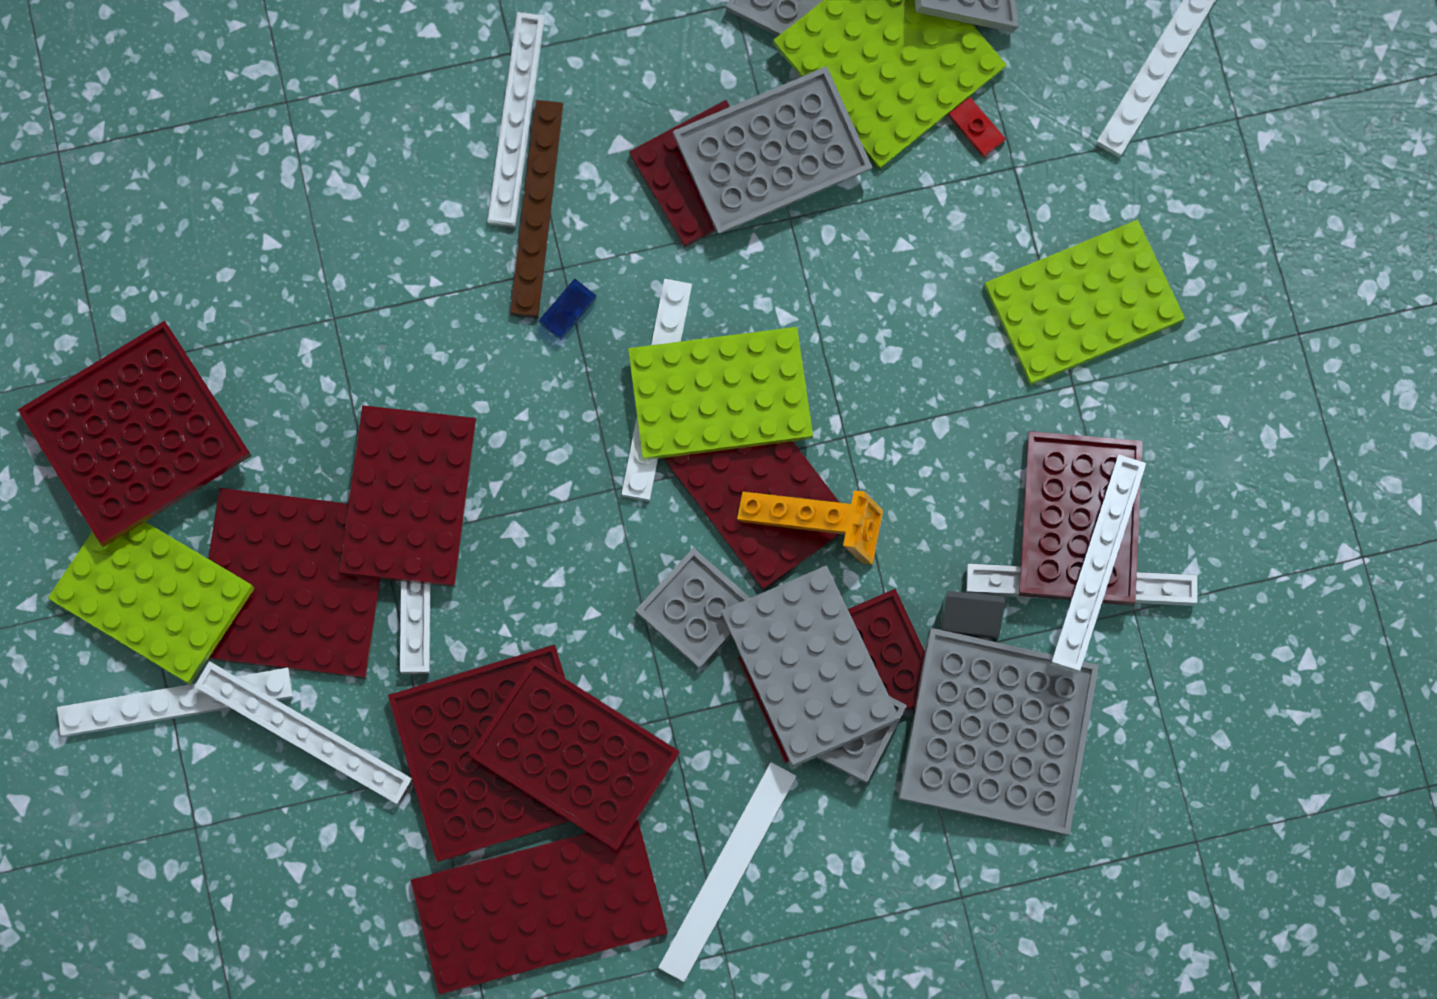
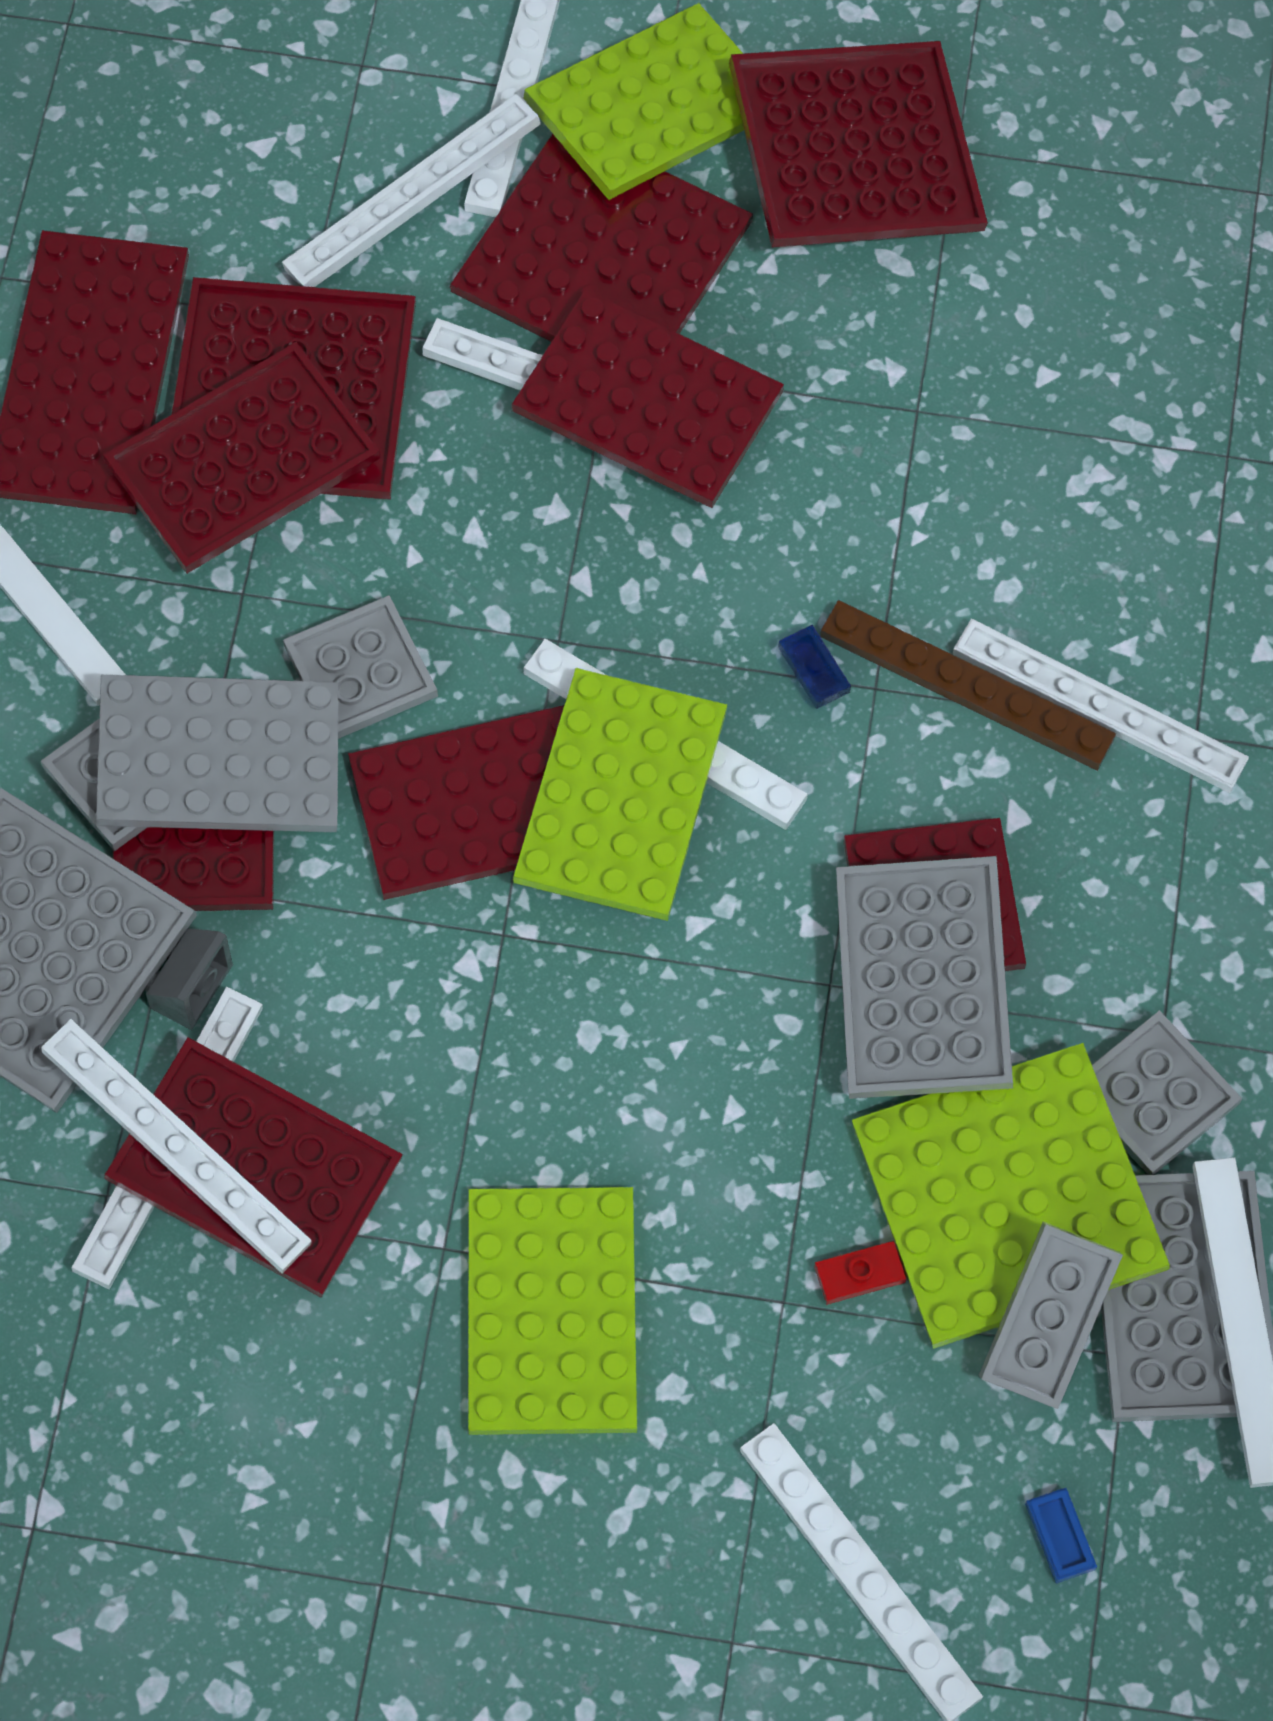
camera: 115 degrees right, 10 degrees down
(857, 520) = (363, 872): light orange bracket -> none

